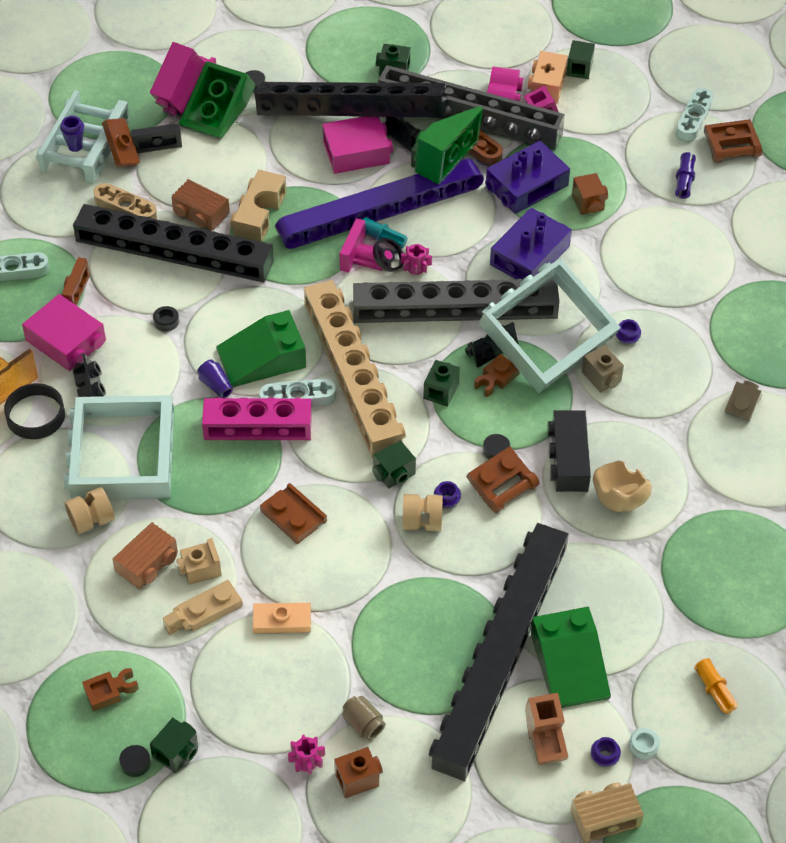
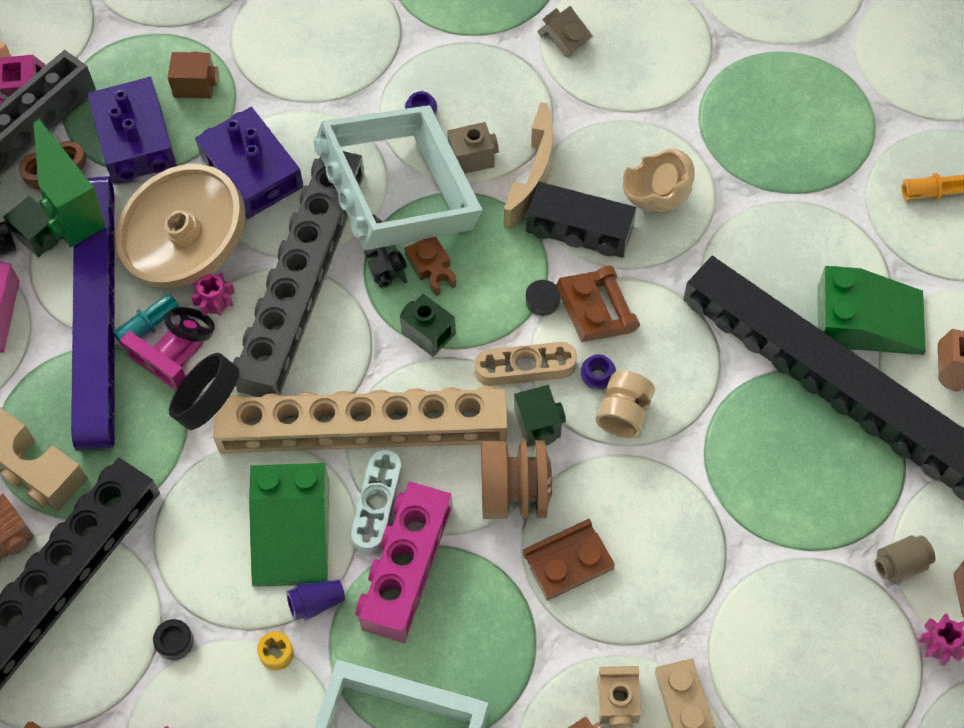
camera: 70 degrees left, 10 degrees up
(174, 363) = (270, 661): none -> yellow bush
(281, 617) = (728, 617): light nougat plate -> none
(333, 455) = (514, 479): none -> medium nougat wheel
(335, 271) = (225, 378): none -> black tyre
(436, 439) = (549, 350): none -> tan beam
(458, 223) = (180, 226): none -> tan dish
(610, 414) = (522, 194): none -> tan slope

